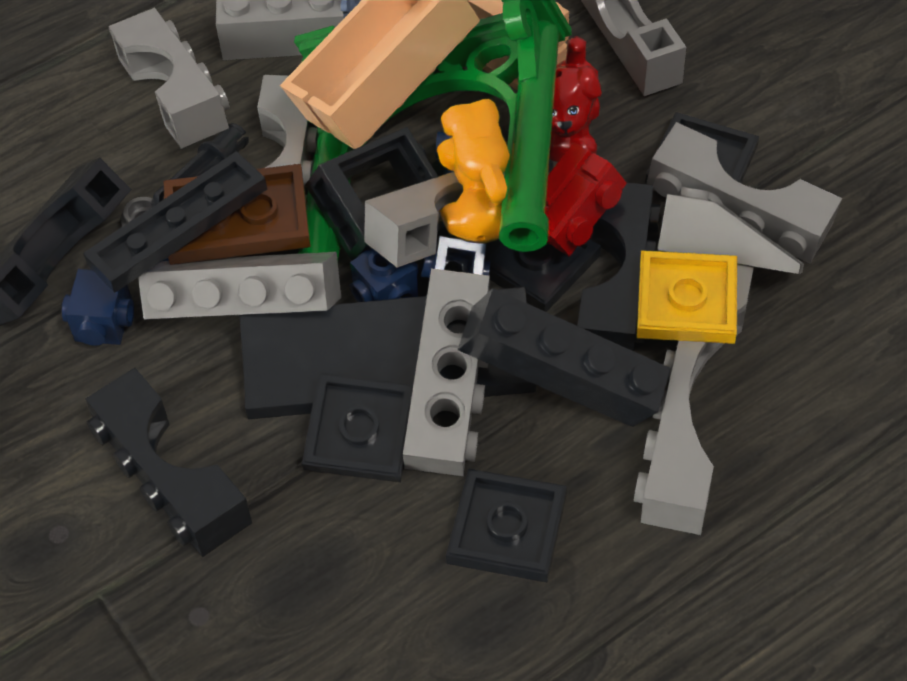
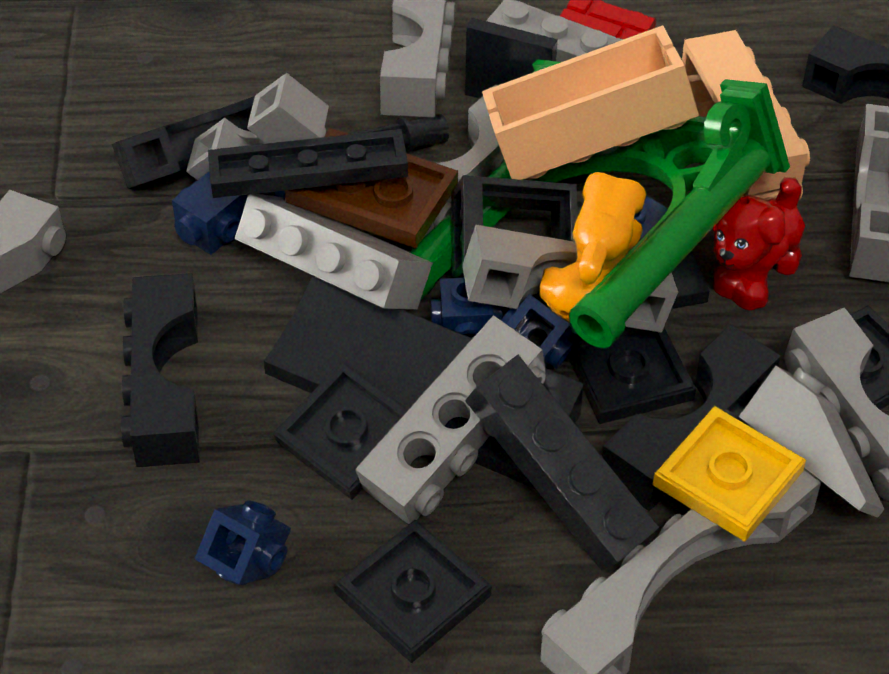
camera: 30 degrees right, 5 degrees down
(123, 190) = (278, 114): none -> light grey arch
(259, 49) = (501, 54): none -> black tile
(356, 581) = (244, 543): none -> dark blue brick
(578, 195) = (685, 326): red brick -> none

